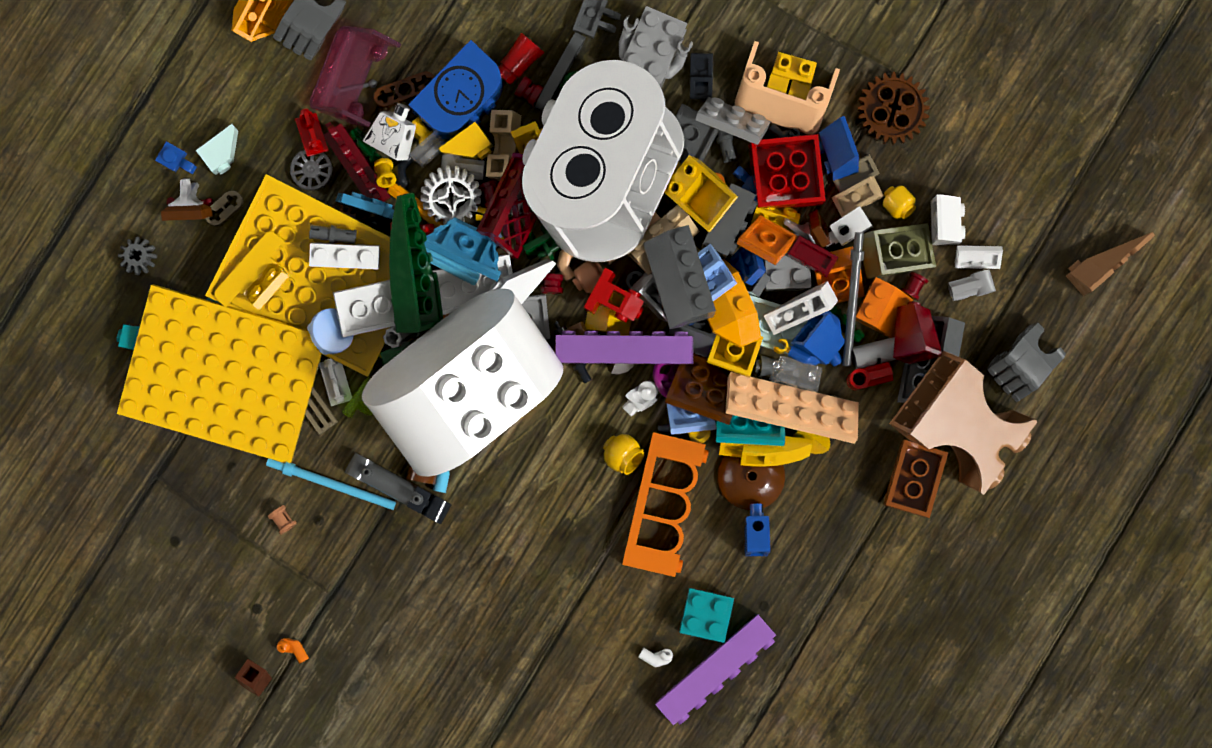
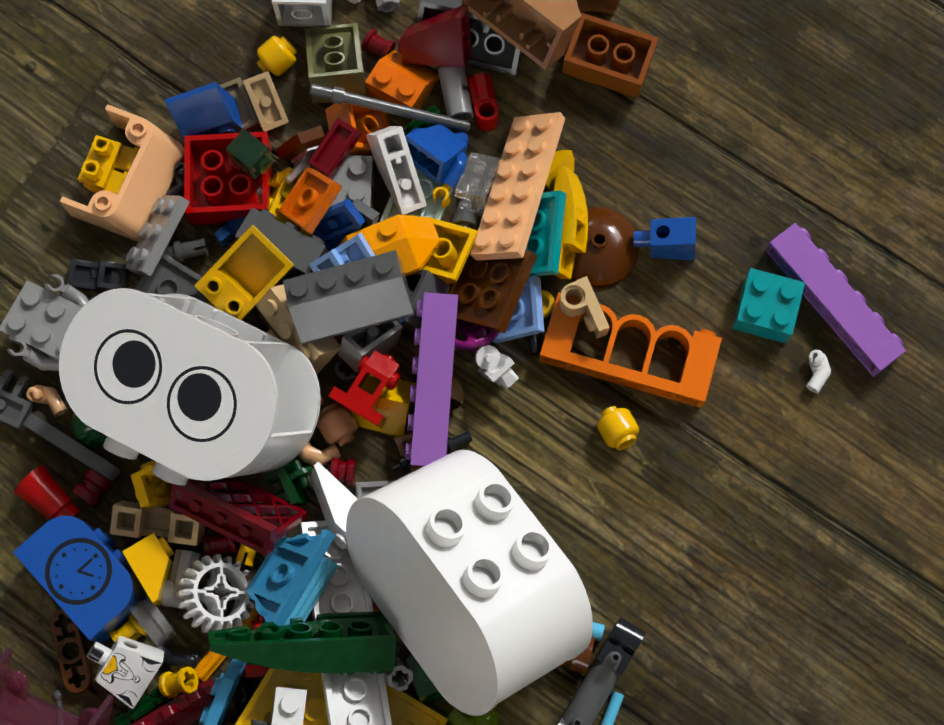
camera: 90 degrees left, 10 degrees down
(599, 497) = (618, 428): none -> yellow head
(601, 48) = (49, 396): none -> light nougat arm
(623, 453) = (564, 394): yellow piece -> none
(681, 473) = (589, 304): none -> tan plate
(800, 189) = (249, 154): none -> clear green brick
(855, 220) = (298, 104): white torso -> none
(913, 114) = (171, 36): reddish brown gear -> none

